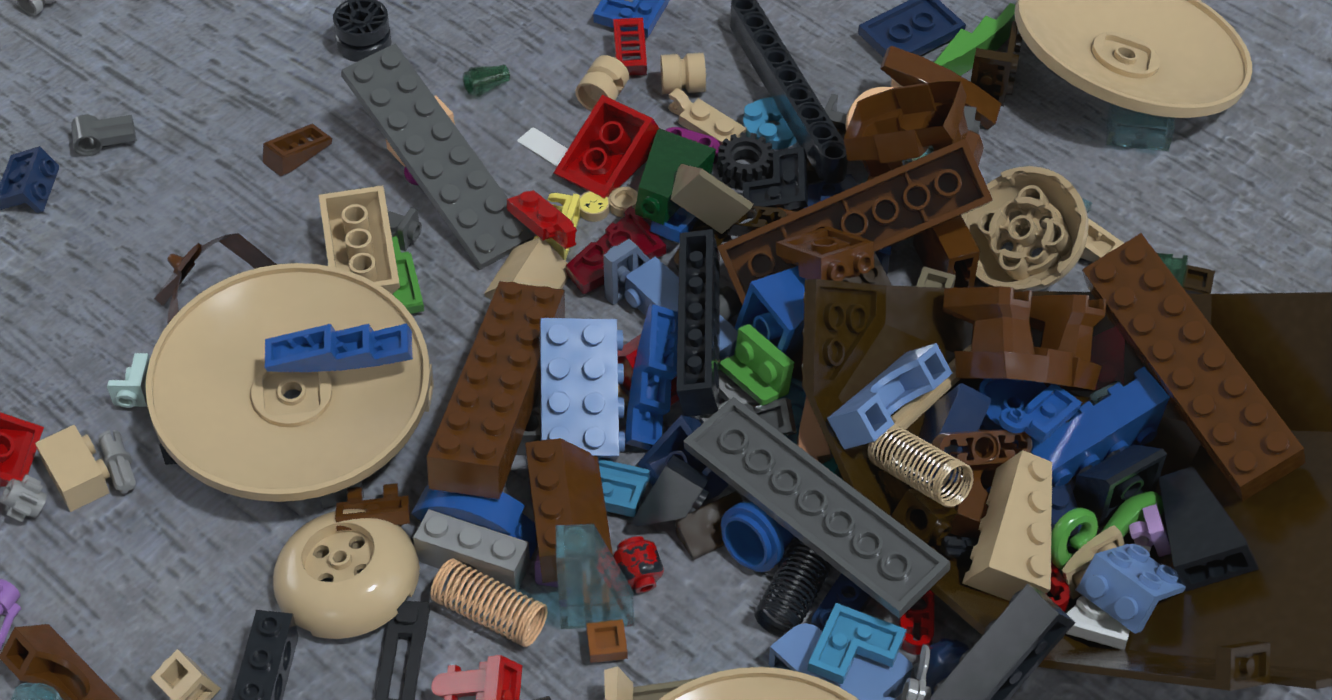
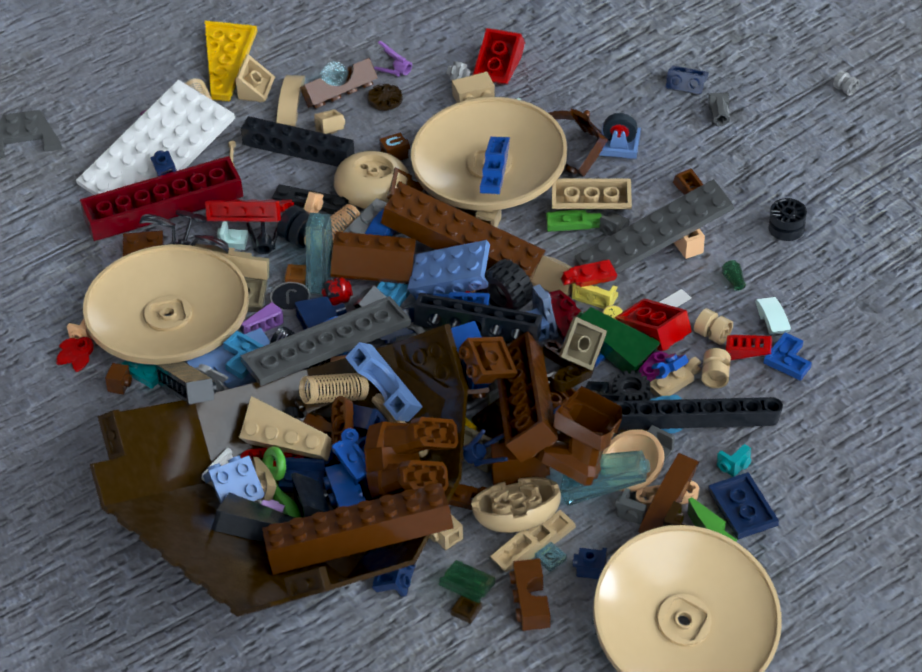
camera: 105 degrees right, 5 degrees down
(91, 612) = (388, 96): none -> dark brown wheel
(192, 228) = (622, 136): none -> plate
(248, 558) = (395, 146): none -> reddish brown brick
(432, 649) = (314, 202): none -> light nougat bracket
(499, 636) = (293, 225): none -> black wheel
(555, 30) = (774, 315): none -> light aqua slope
(600, 297) = (508, 285): none -> black tyre
(662, 640) = (287, 294): none -> black tile
(695, 114) = (671, 363): none -> blue plate
(706, 579) = (316, 311): none -> dark blue torso
(726, 653) = (266, 319): none -> medium lavender slope
(840, 39) = (736, 462): none -> teal bracket
(966, 275) = (475, 452): none -> dark blue plant
(1069, 157) = (590, 562): none -> dark blue brick
(1173, 207) = (532, 610): none -> reddish brown arch

